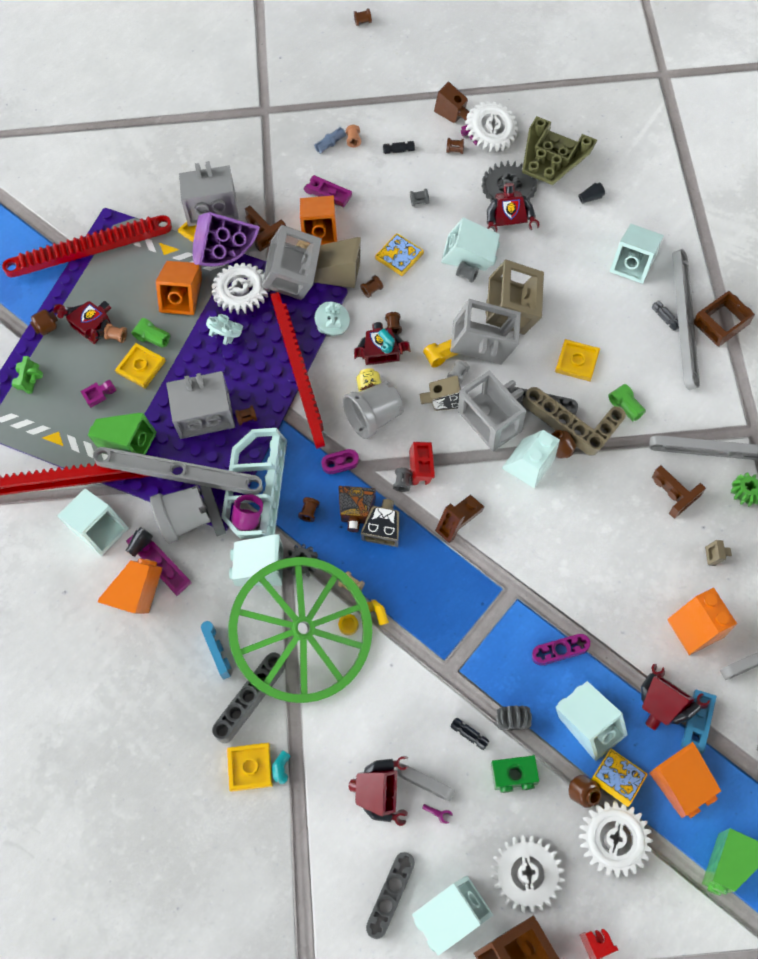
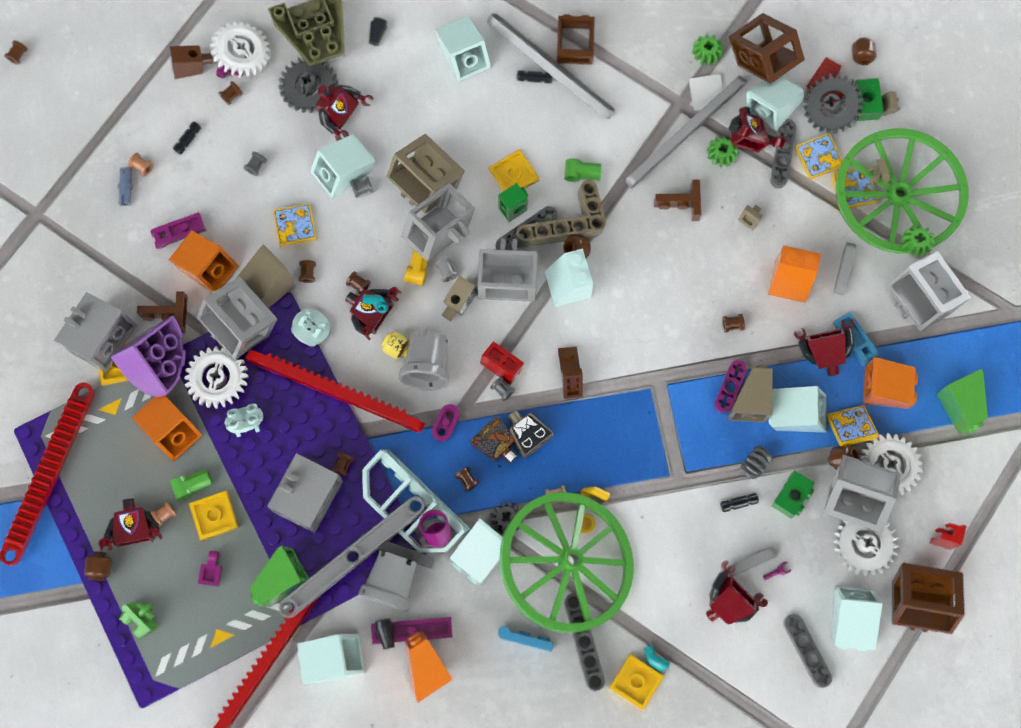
camera: 55 degrees left, 10 degrees up
(553, 372) = (513, 202): none -> green brick
(565, 828) = (862, 493): none -> light grey piece
(566, 670) = (755, 397): none -> dark tan slope
(615, 609) = (733, 323): none -> reddish brown bush

